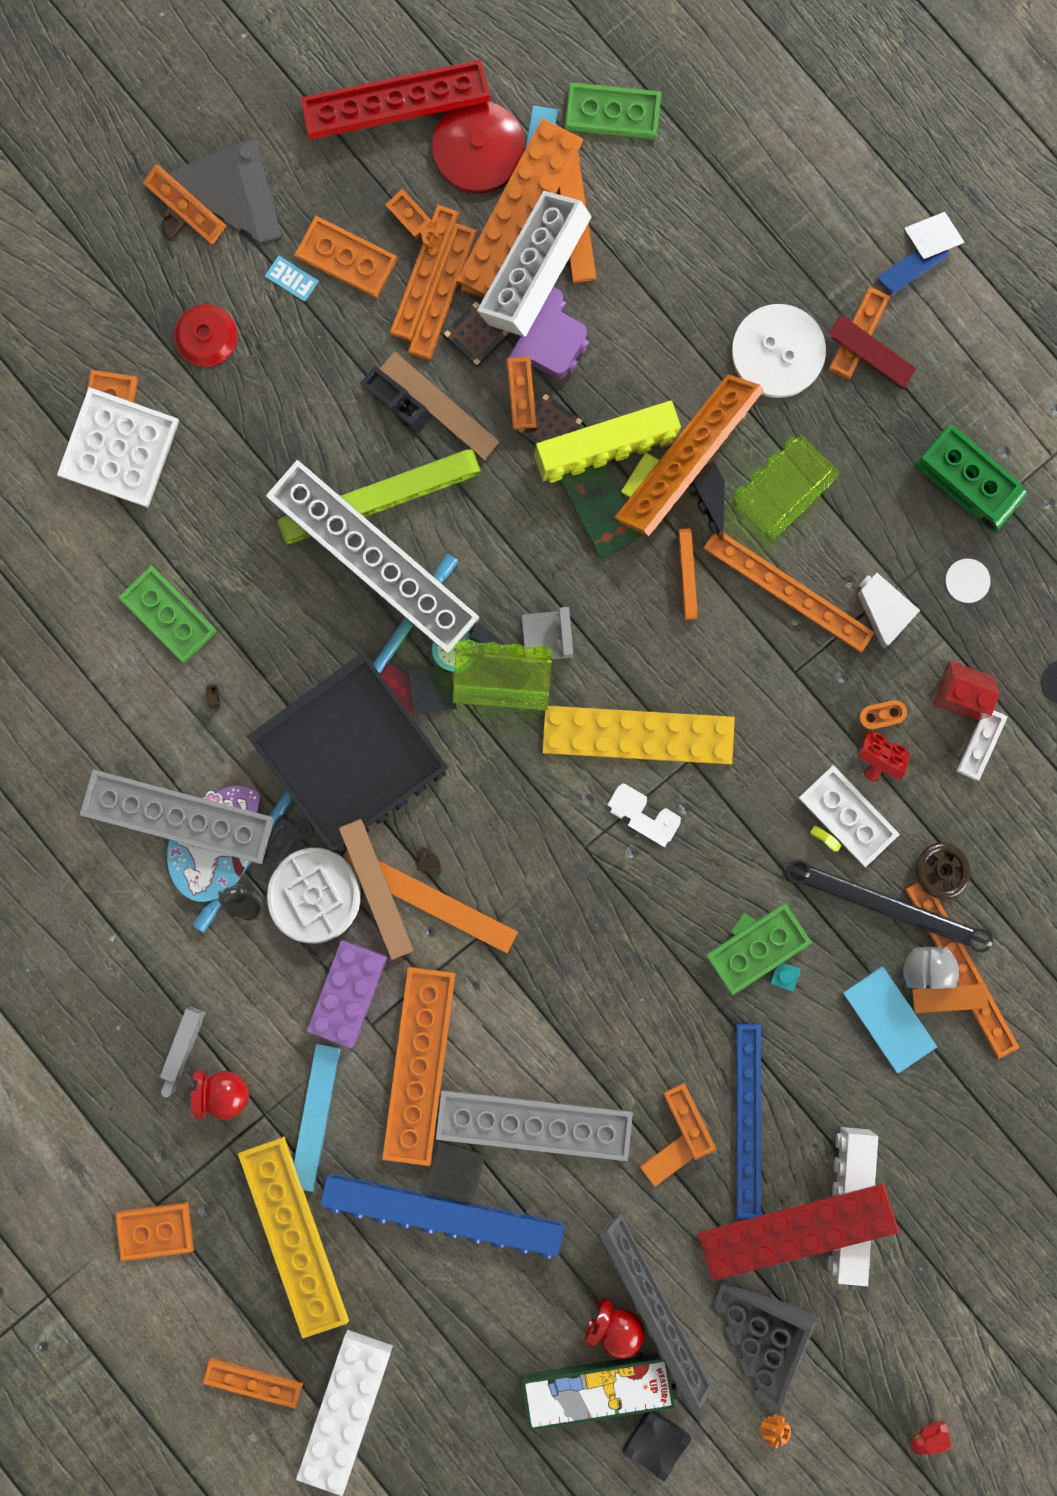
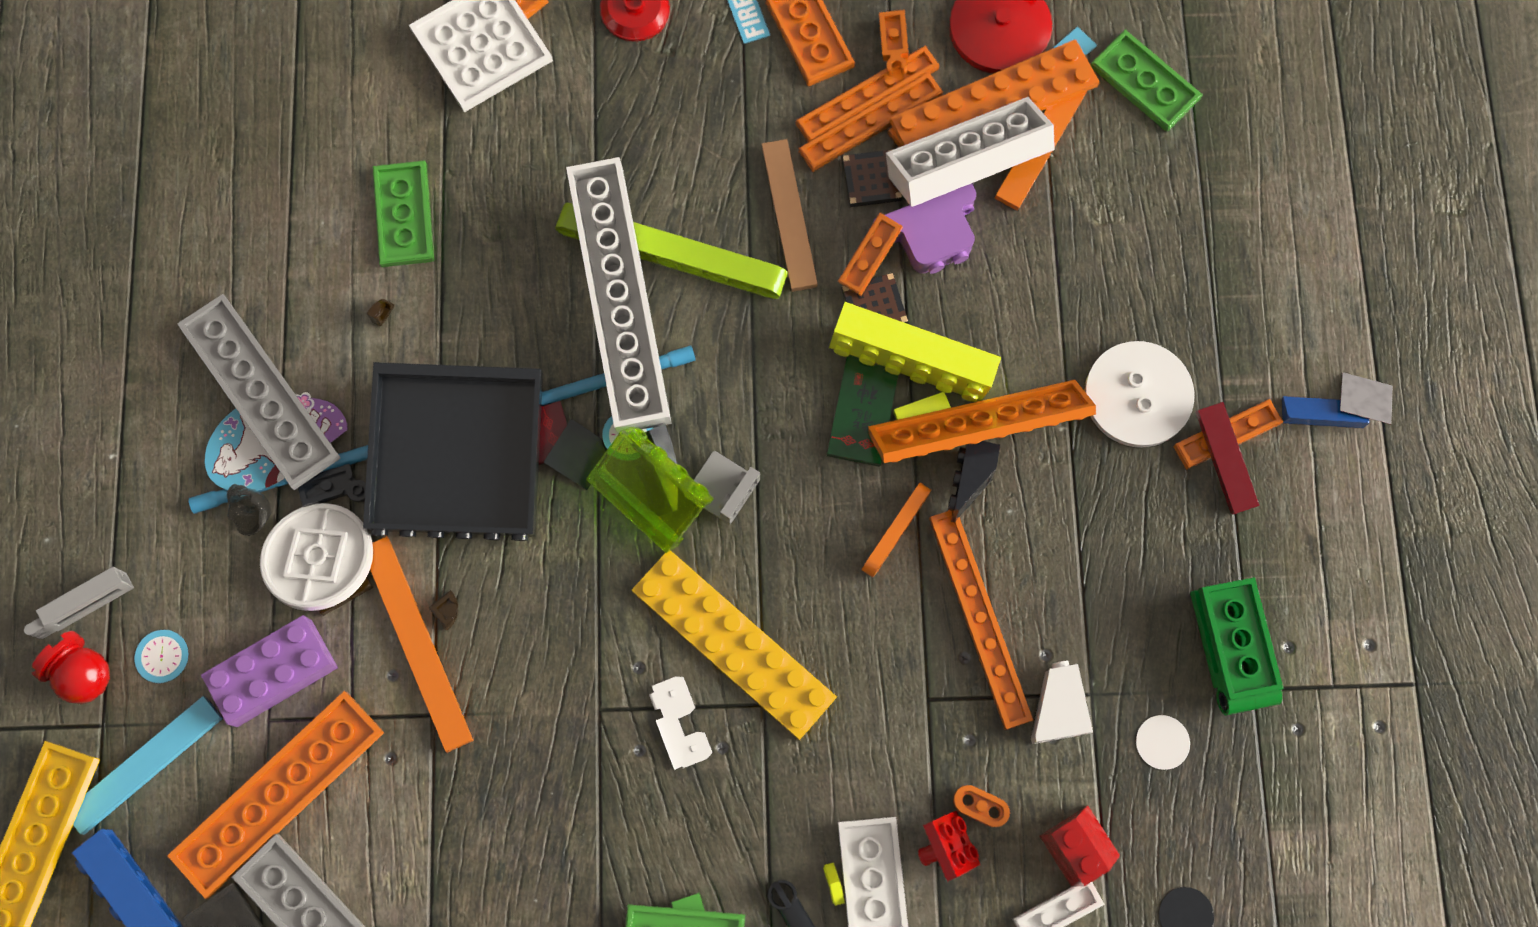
camera: 30 degrees right, 10 degrees down
(264, 1041) = (161, 656): none -> sticker
(376, 888) = (375, 594): medium nougat tile -> none
(396, 399) = (755, 180): black slope -> none
(785, 486) = (1051, 520): clear neon green panel -> none

